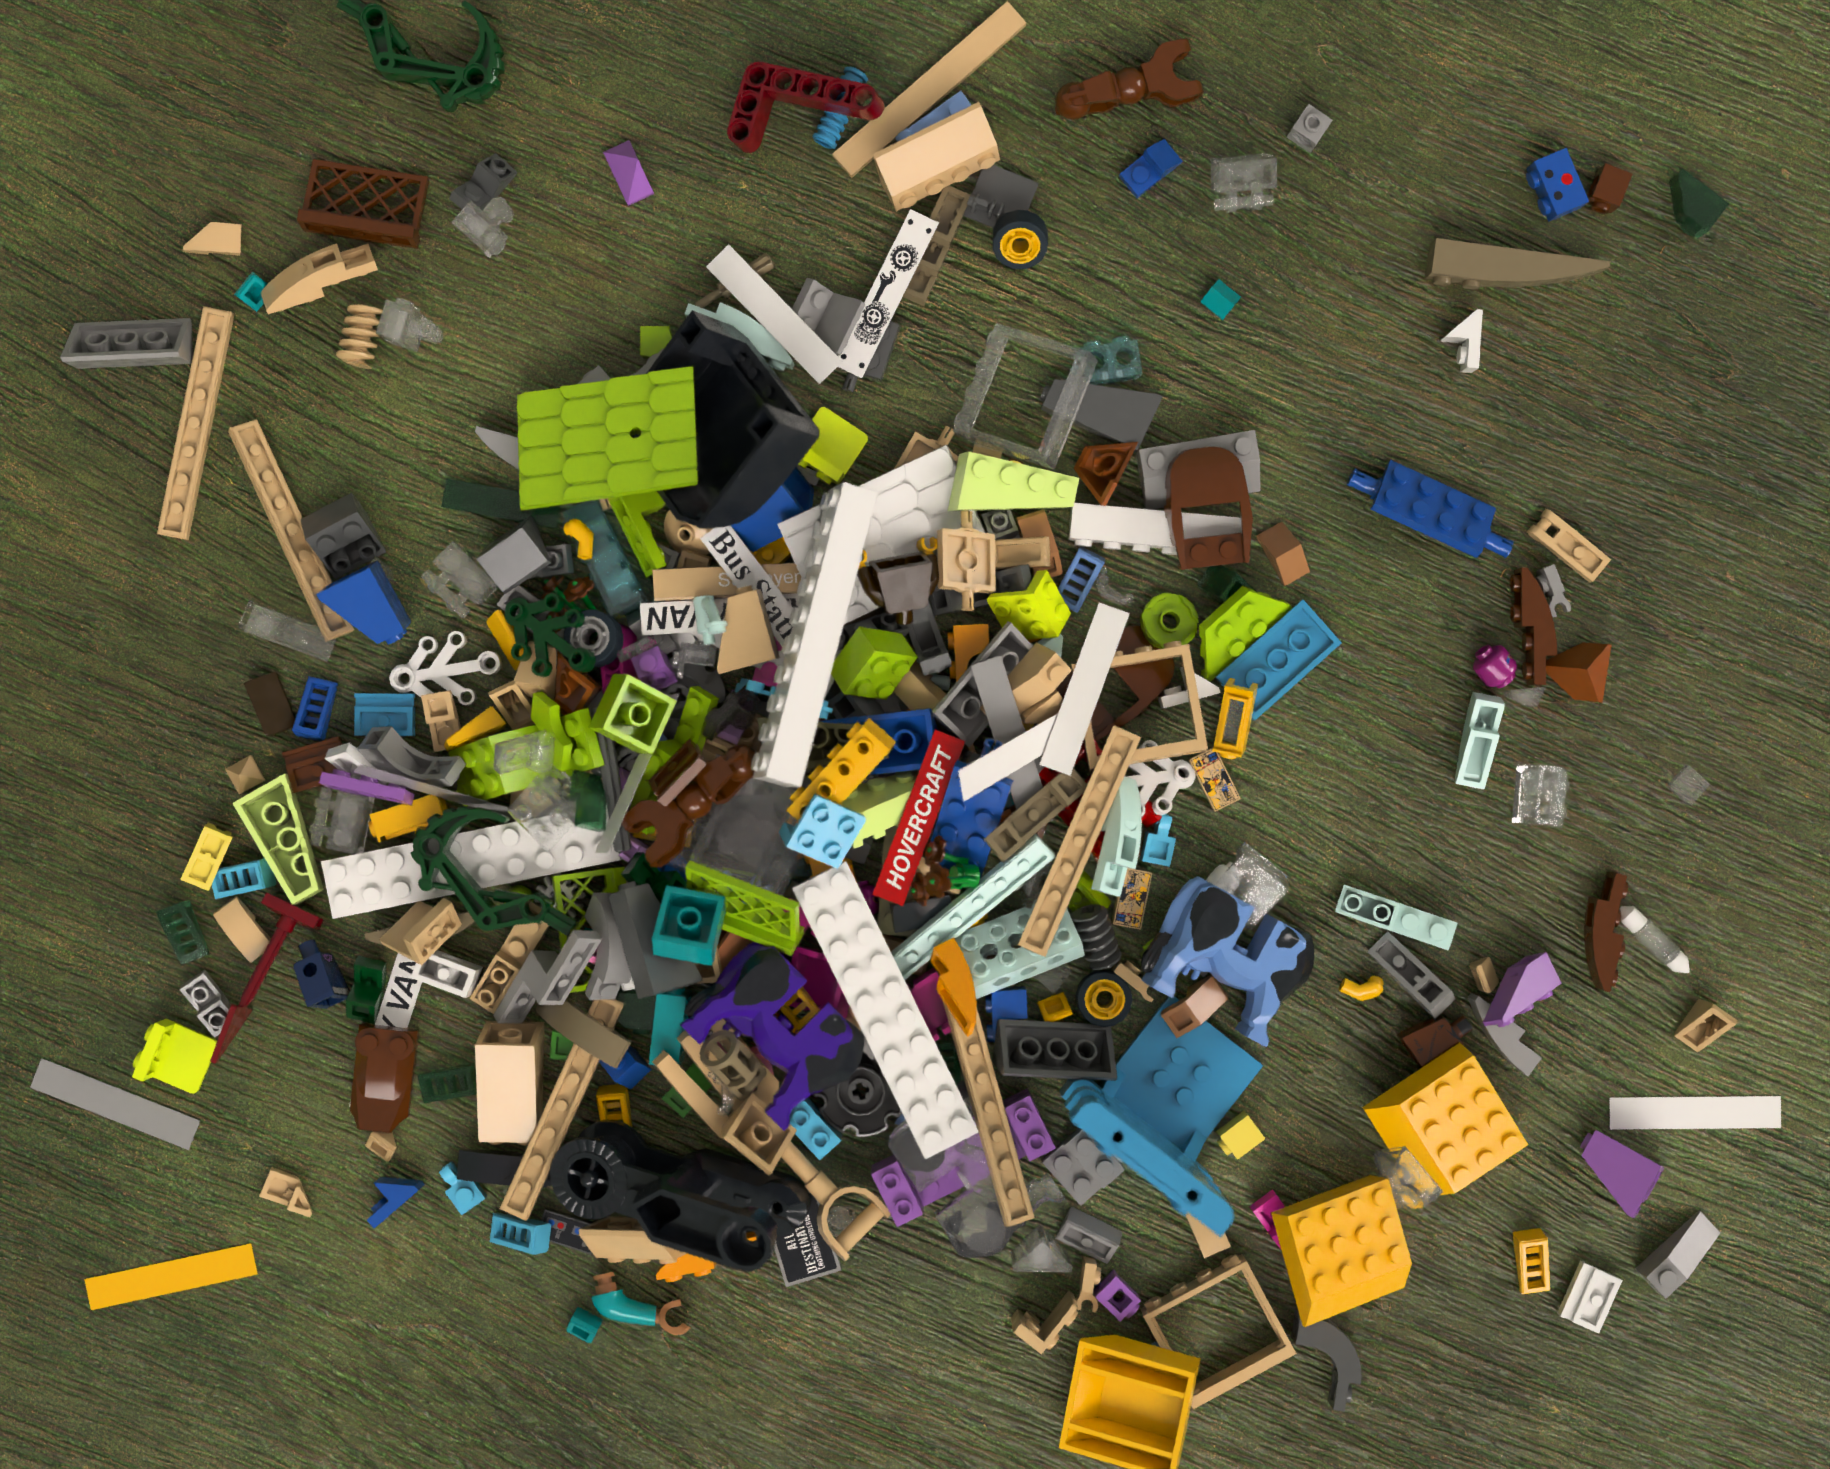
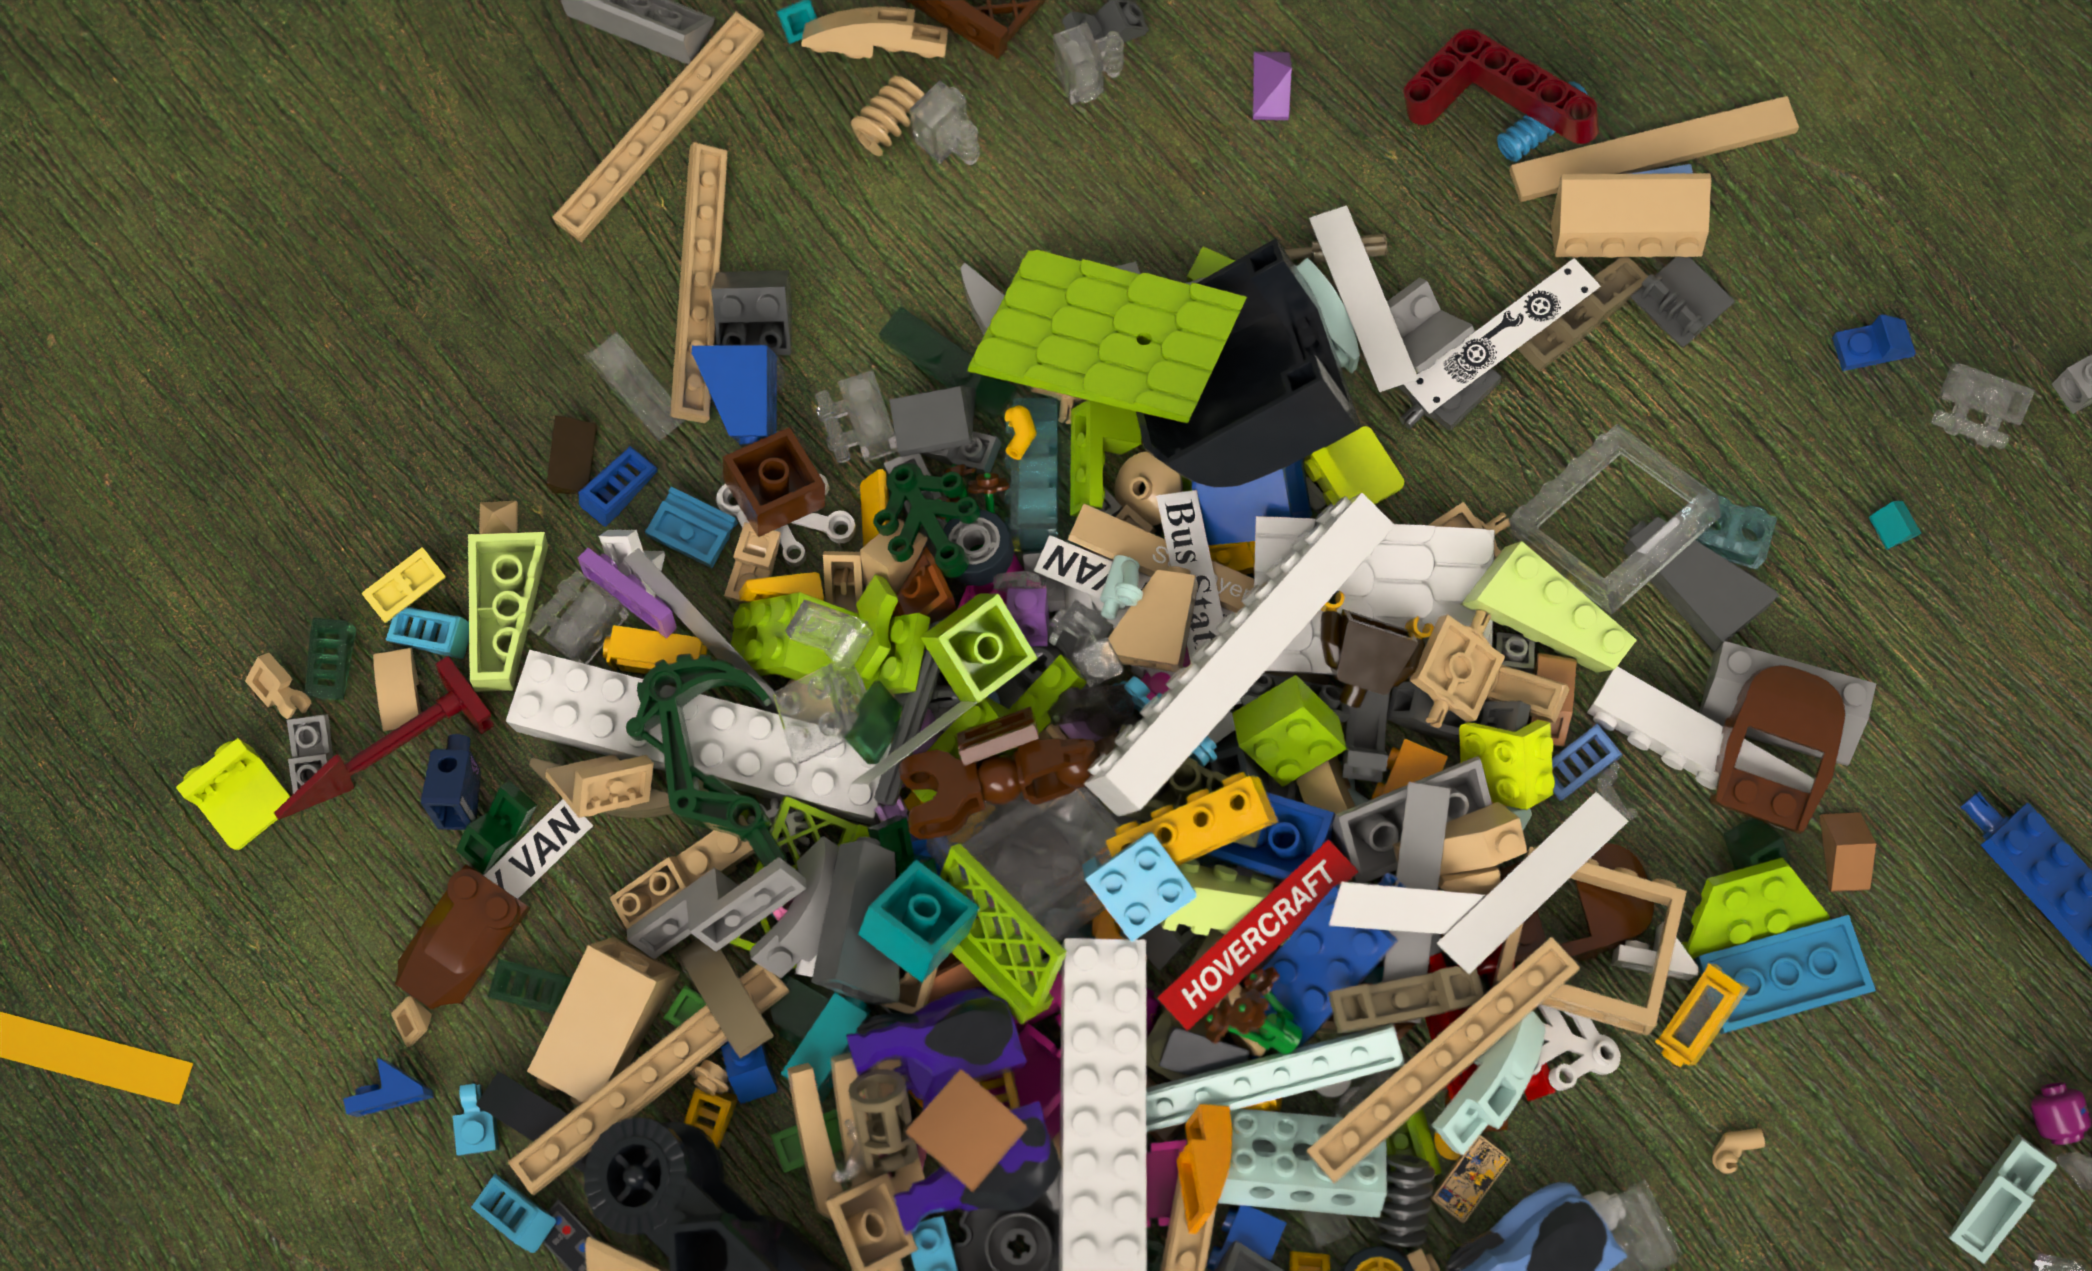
camera: 30 degrees right, 15 degrees down
(115, 1104) = (138, 819): light grey sticker -> none
(155, 970) = (272, 684): none -> tan plate
(286, 1190) = (270, 1019): tan slope -> none
(308, 762) = (571, 537): reddish brown plate -> none
(391, 754) = (678, 560): light grey arch -> none
(426, 658) = (774, 481): none -> reddish brown brick
(448, 974) = (601, 852): white brick -> none
(602, 1085) = (710, 1078): none -> tan plate
(716, 679) = (1096, 659): none -> clear bracket
(791, 1048) = (966, 1130): none -> medium nougat slope
(1020, 253) = (1681, 366): wheel -> none
(1102, 467) = (1670, 644): dark orange slope -> none
(1130, 85) = (1923, 249): reddish brown piece -> none
(1159, 846) = (1533, 1129): medium azure plate -> none
(1175, 605) = (1671, 840): lime tile -> none
(1214, 779) = (1640, 1082): tile -> none
(1291, 792) = (1732, 1145): none -> tan arm

